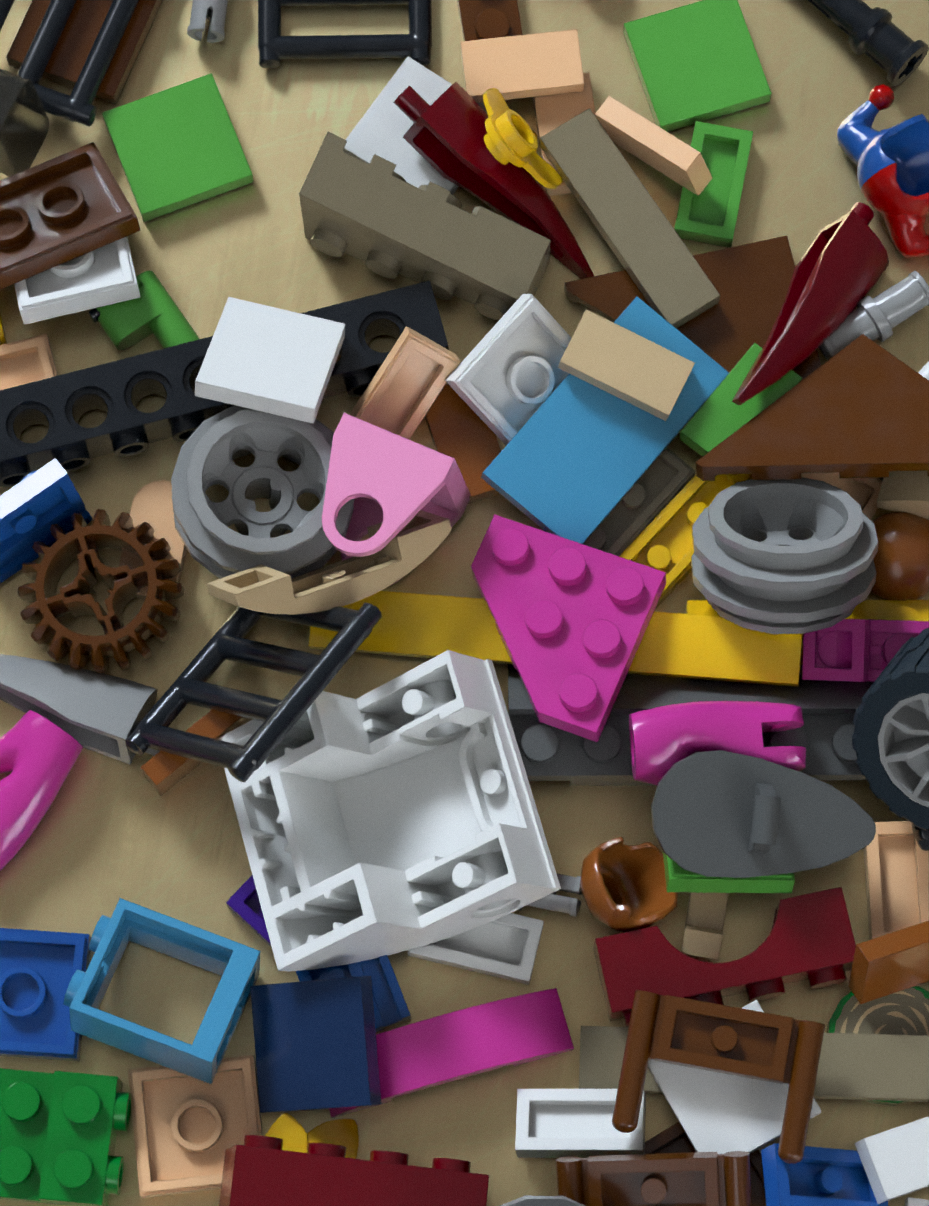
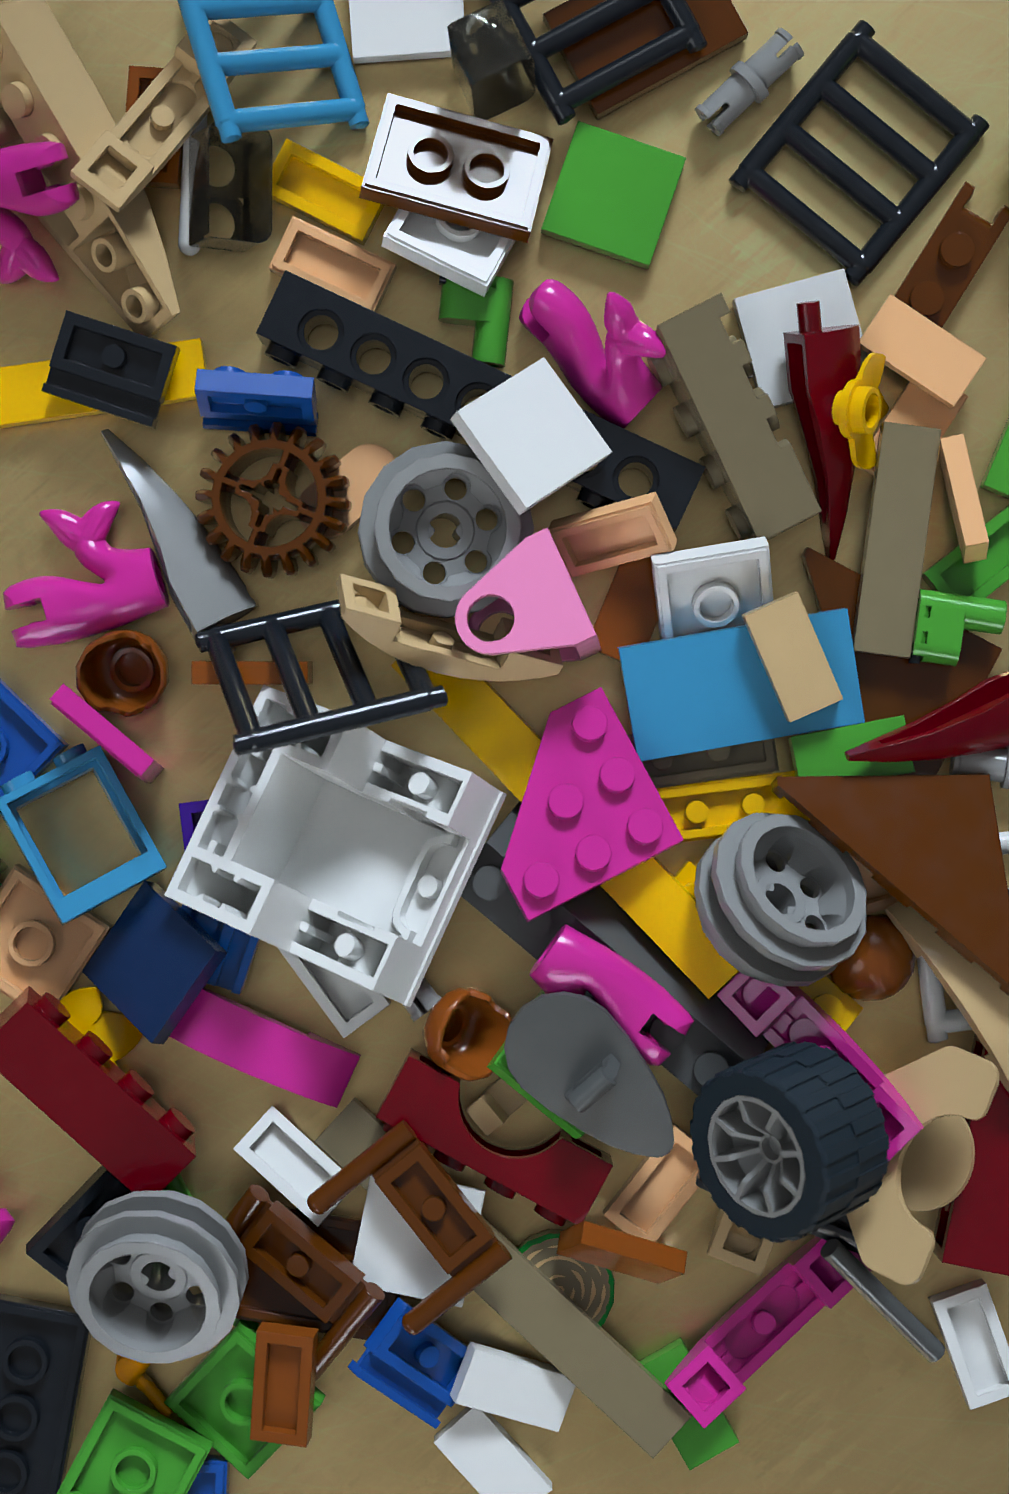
camera: 40 degrees right, 15 degrees up
(90, 829) = (122, 673): none -> dark orange hair
(99, 880) = (105, 734): none -> dark pink tile
(225, 268) = (607, 379): none -> dark pink piece
(721, 245) = (944, 617): none -> bright green piece

